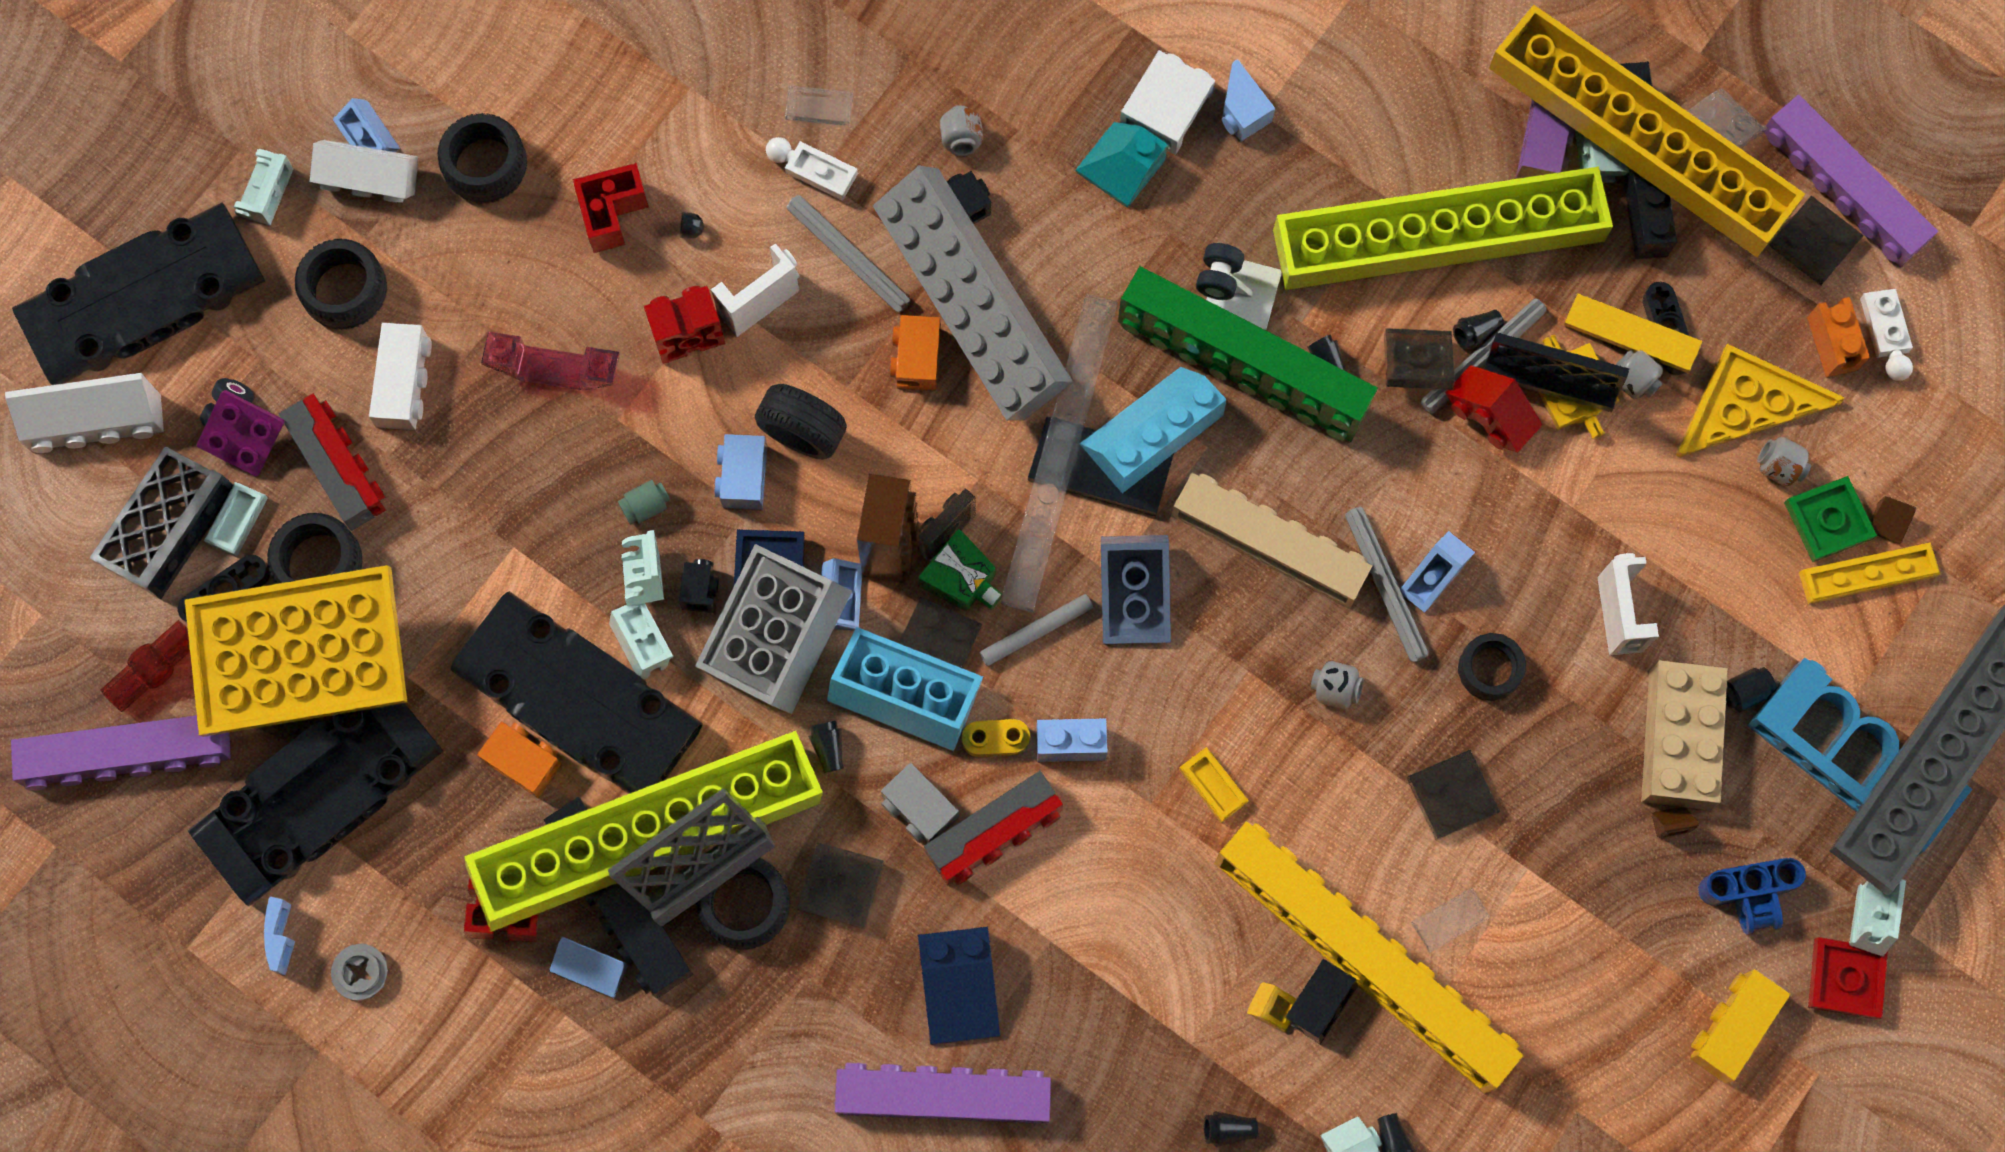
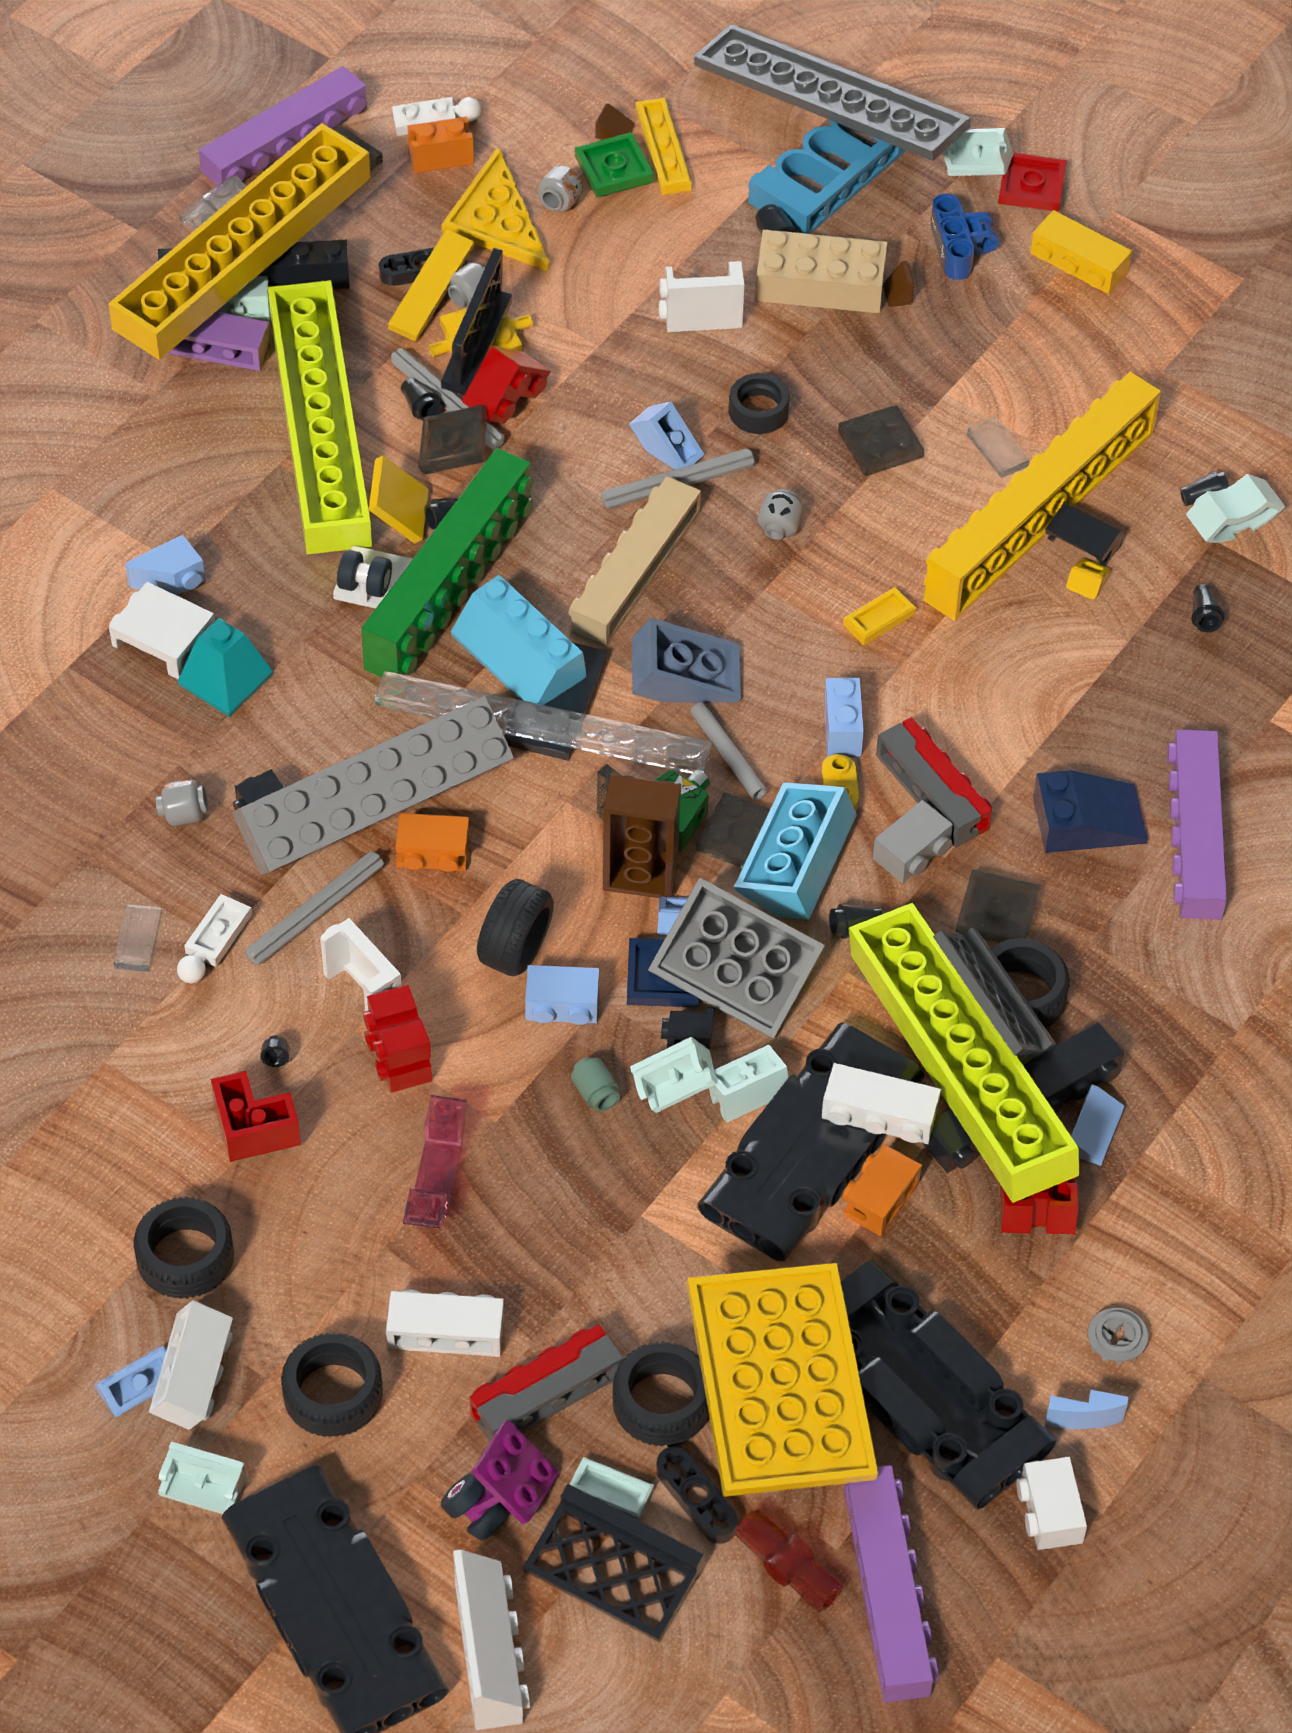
camera: 90 degrees left, 20 degrees down
(187, 898) = (1052, 1503): none -> white brick
(587, 751) = (880, 1104): none -> white brick
(1332, 306) = (398, 499): none -> yellow tile

